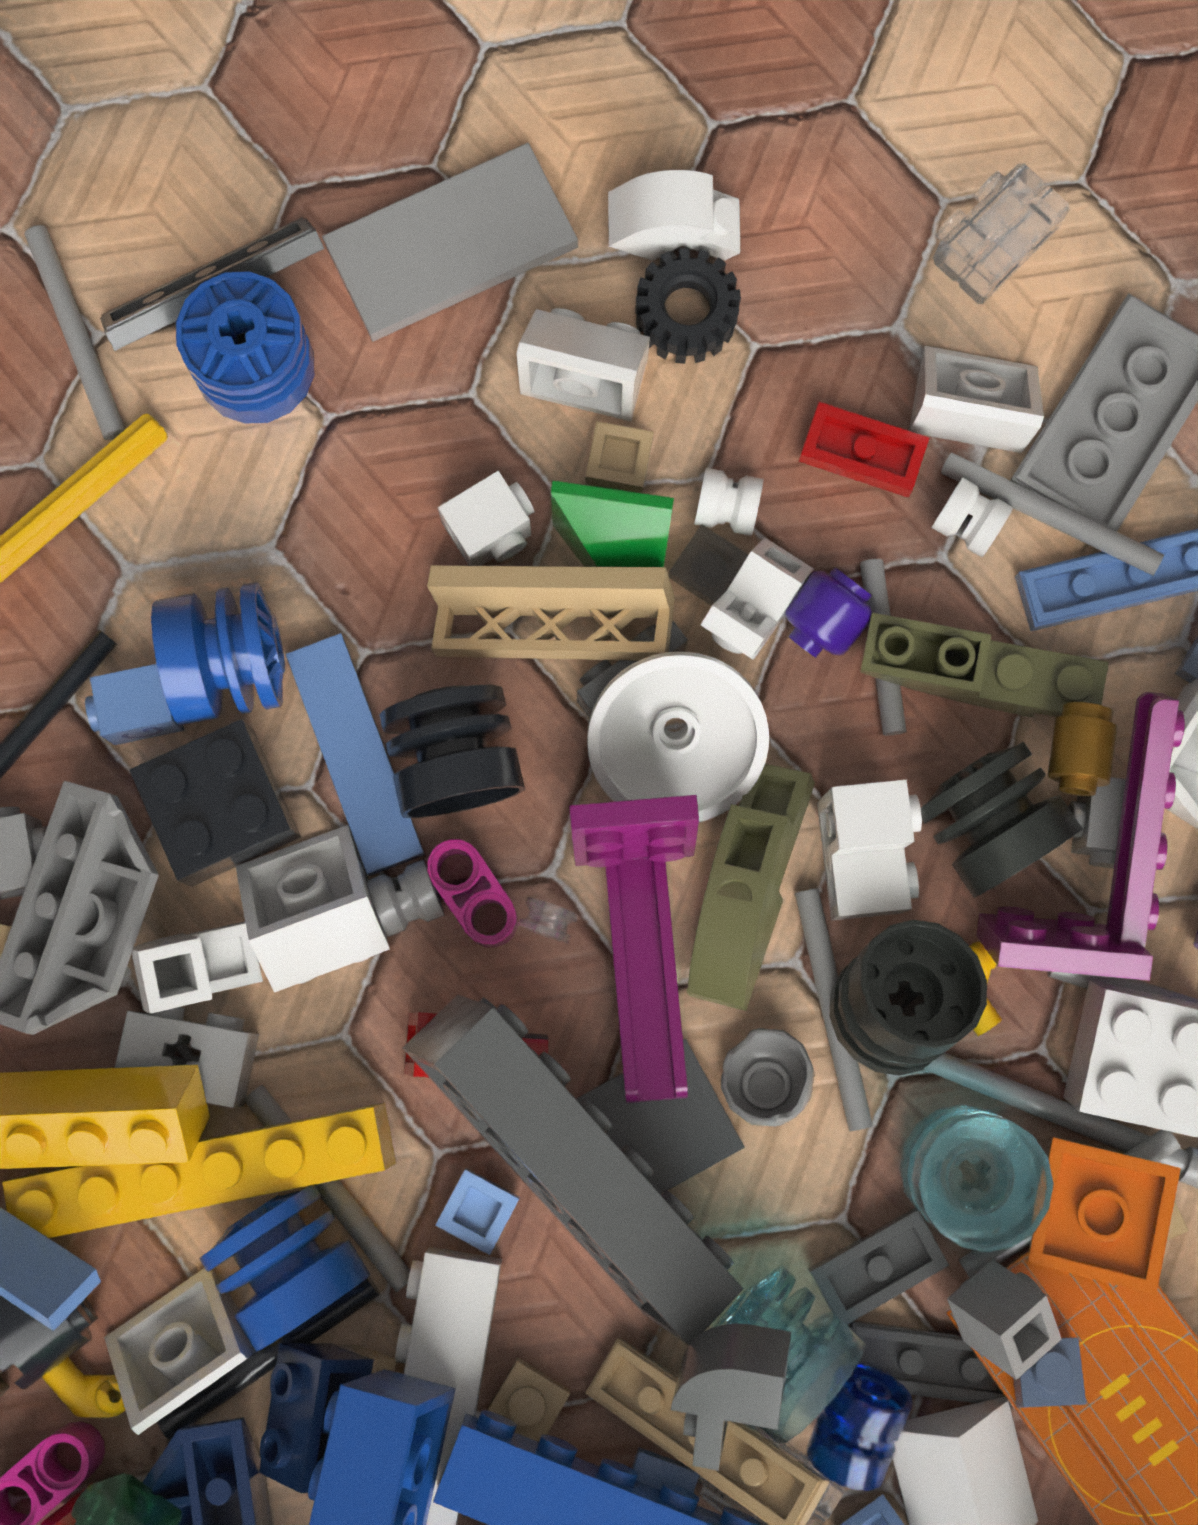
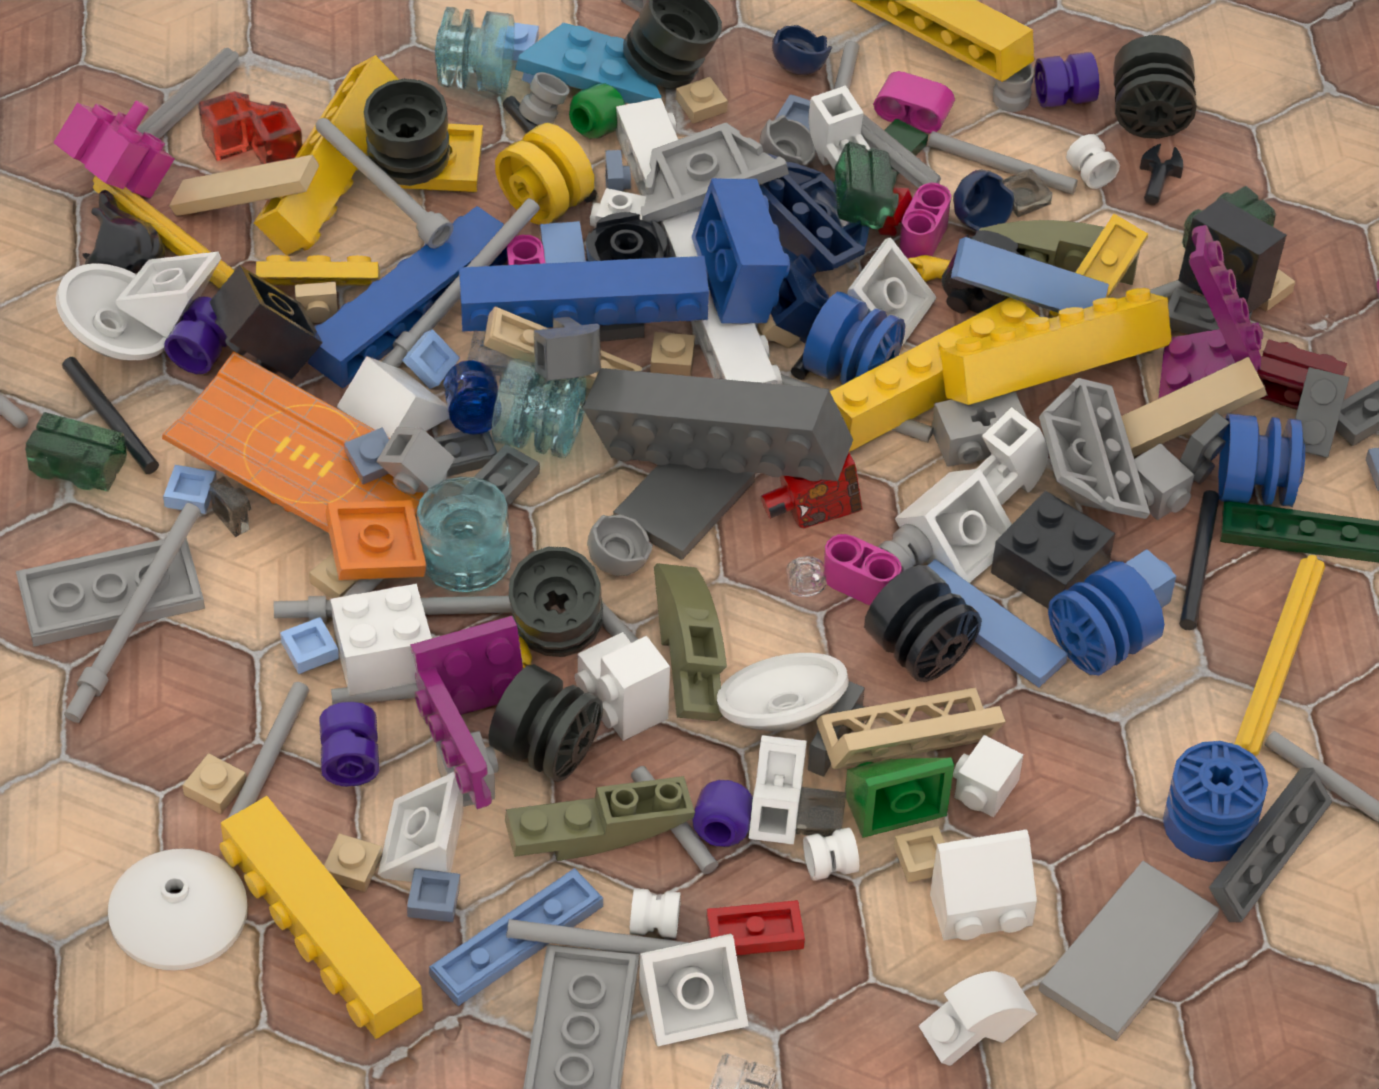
camera: 155 degrees right, 30 degrees down
(633, 845) = (763, 614): magenta bracket -> none
(693, 274) = (931, 947): black tyre -> none
(1082, 748) = (512, 773): pearl gold brick -> none

